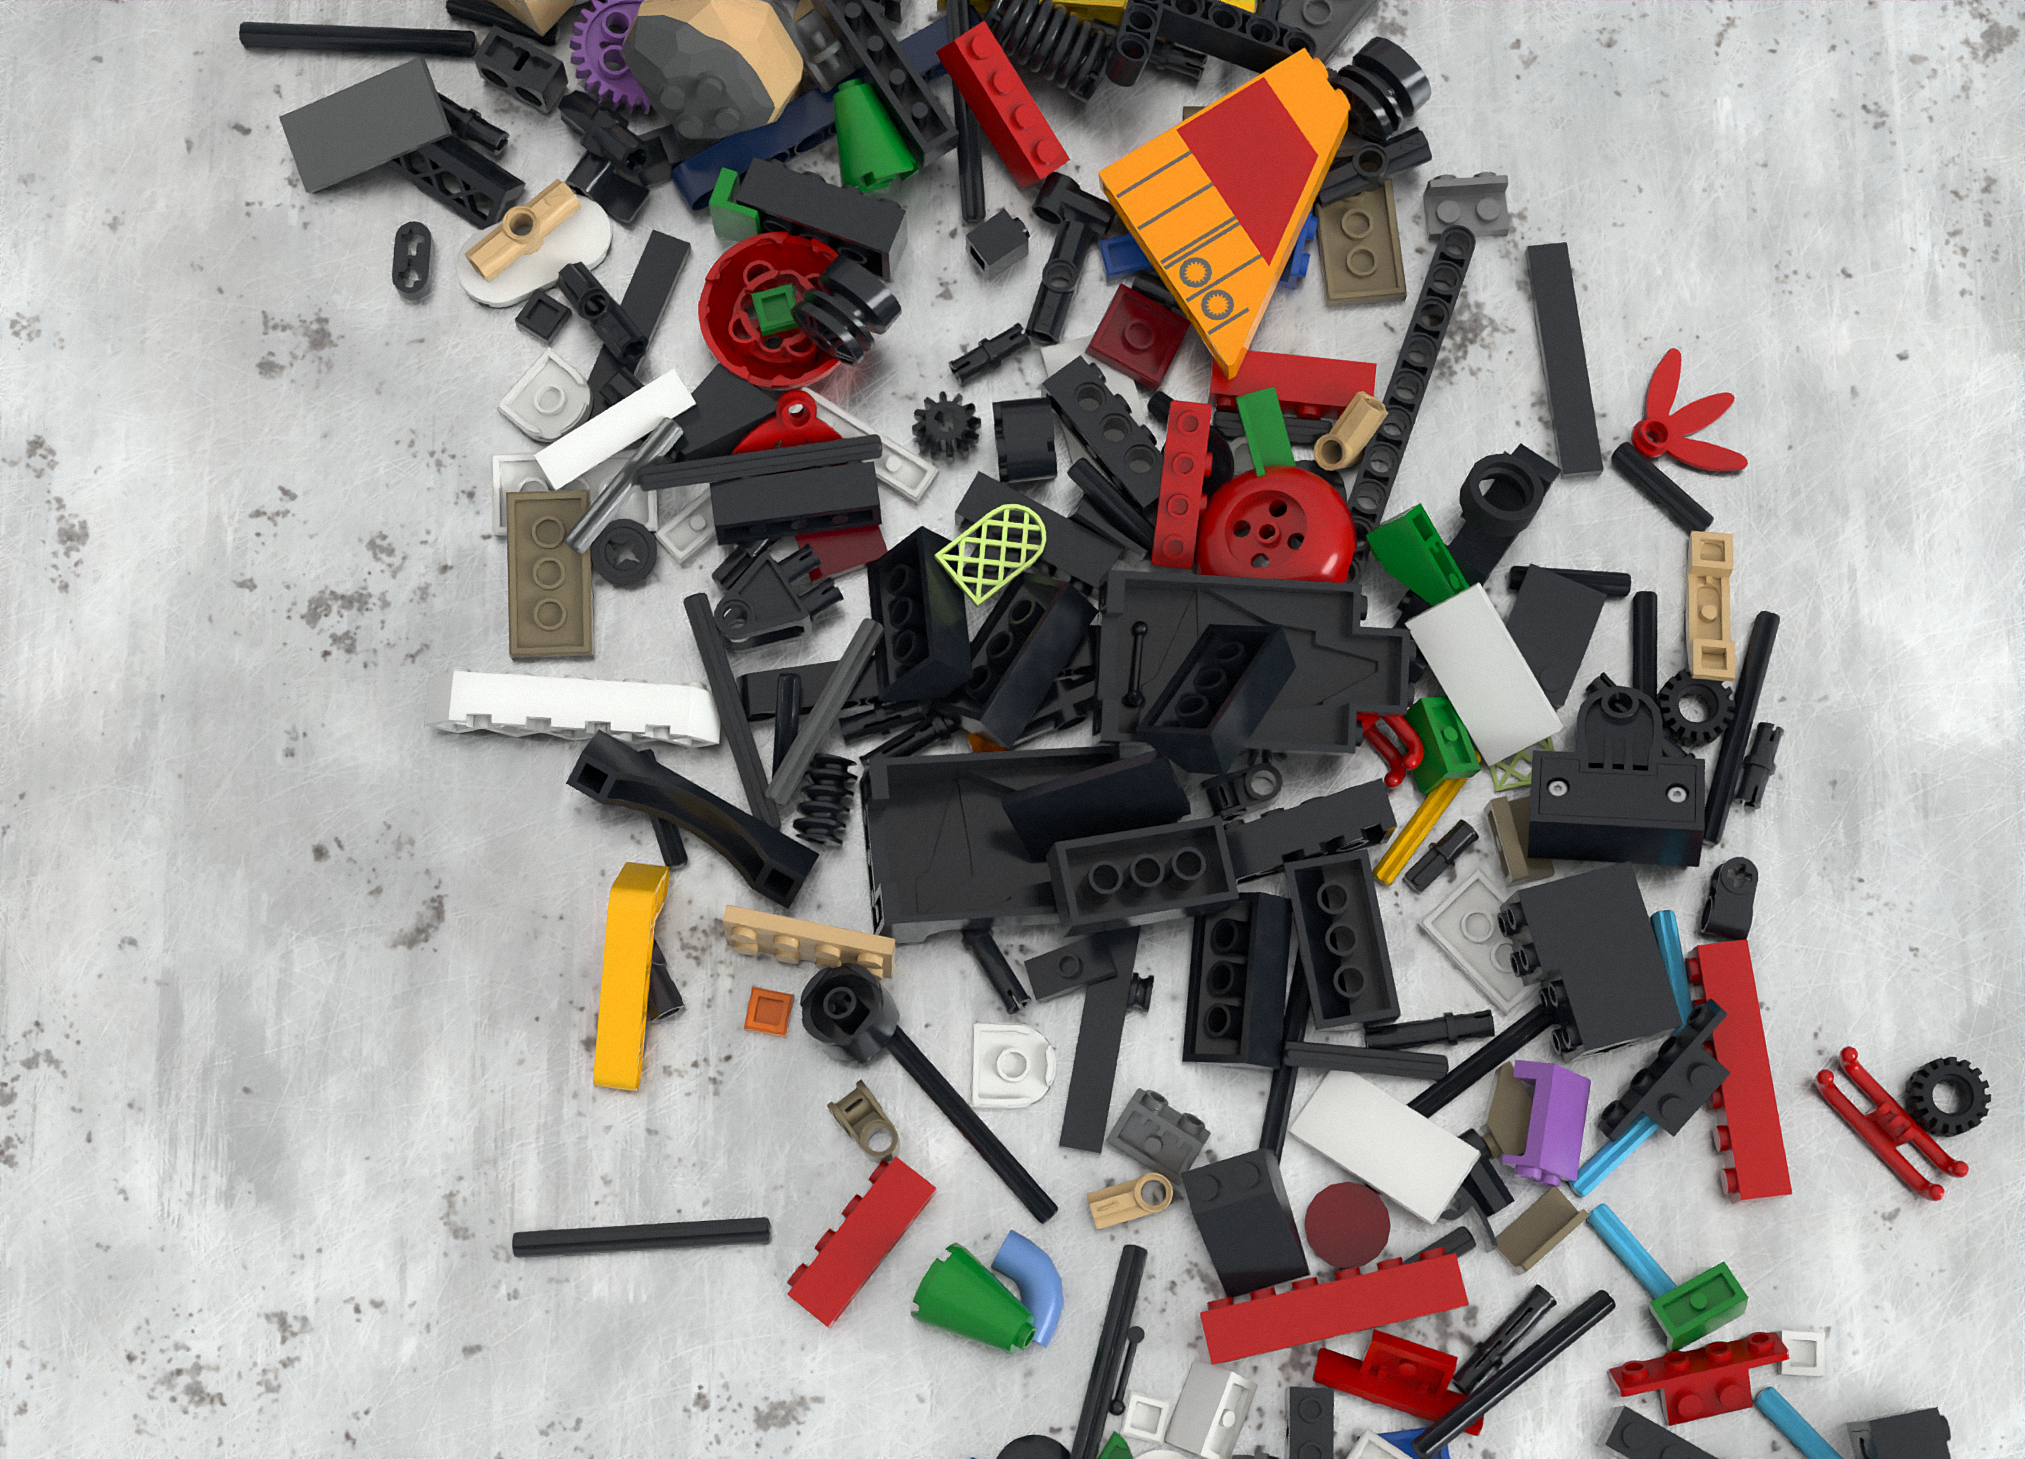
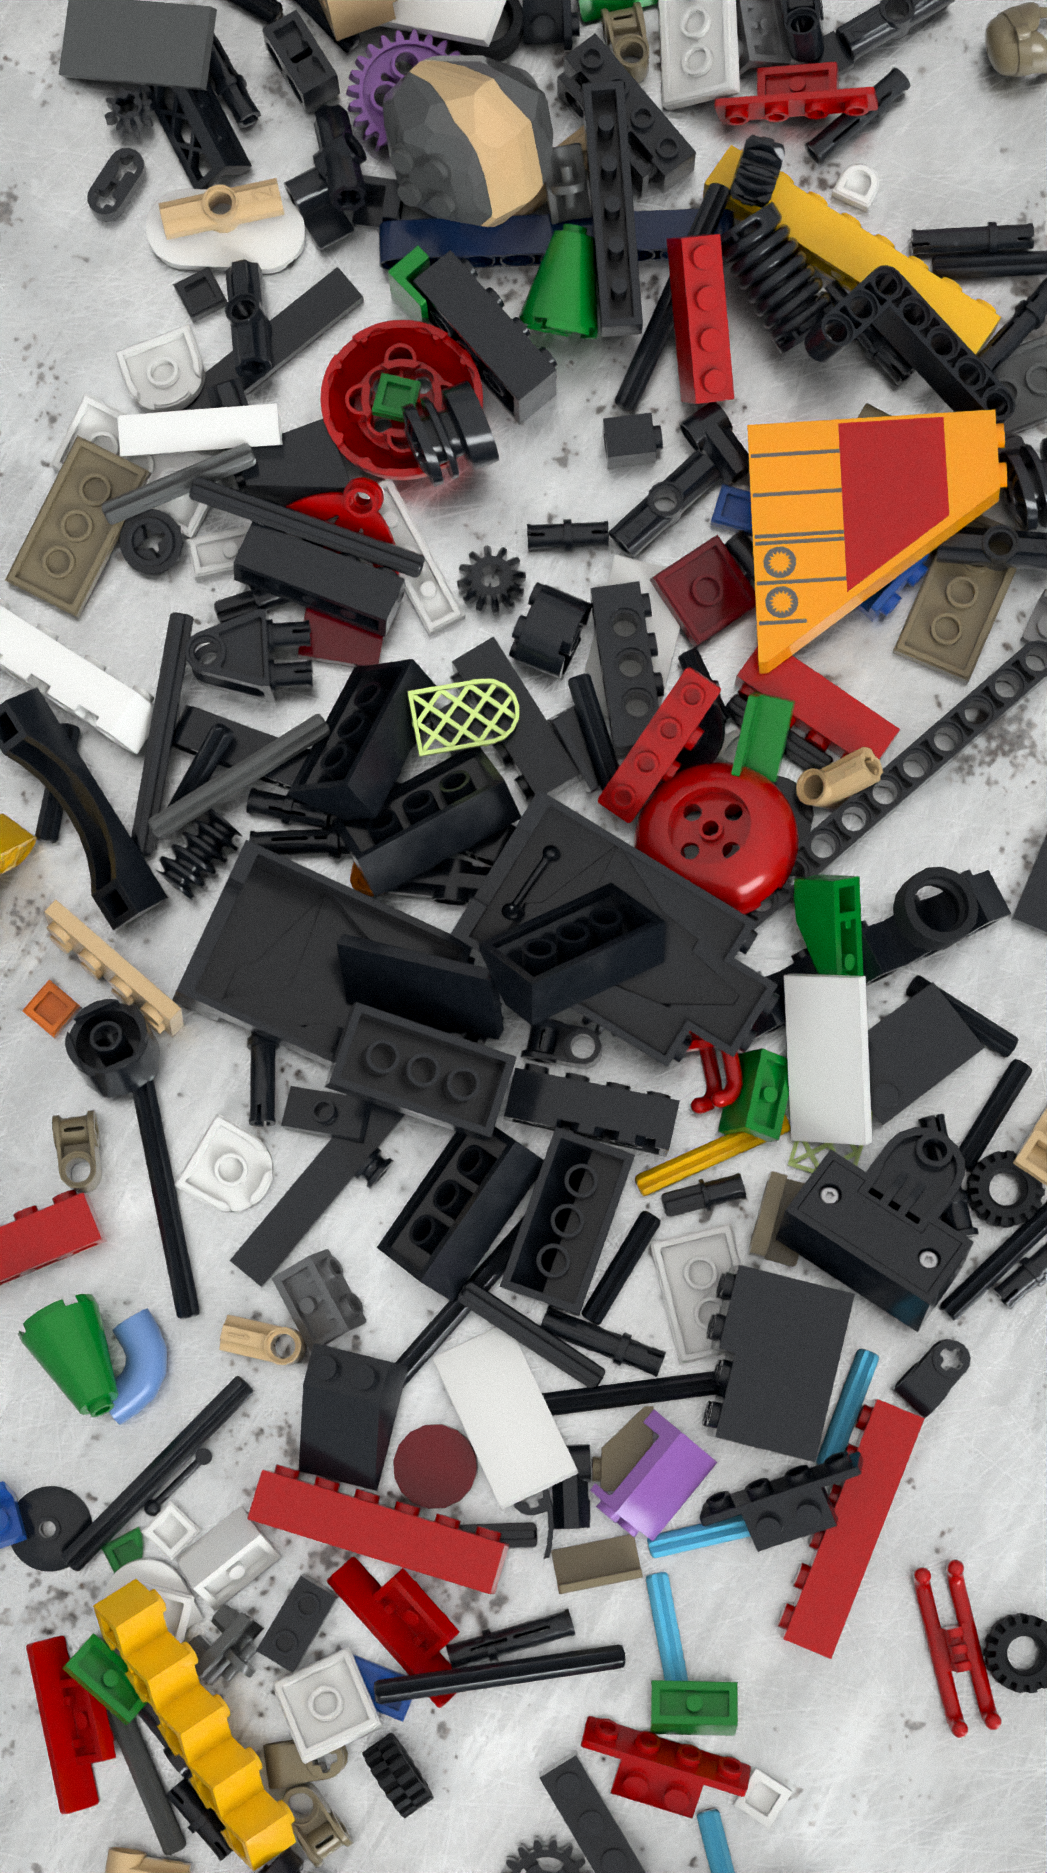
camera: 35 degrees right, 5 degrees up
(400, 191) = (125, 102): none -> black gear
(1406, 956) = (621, 1267): none -> black axle

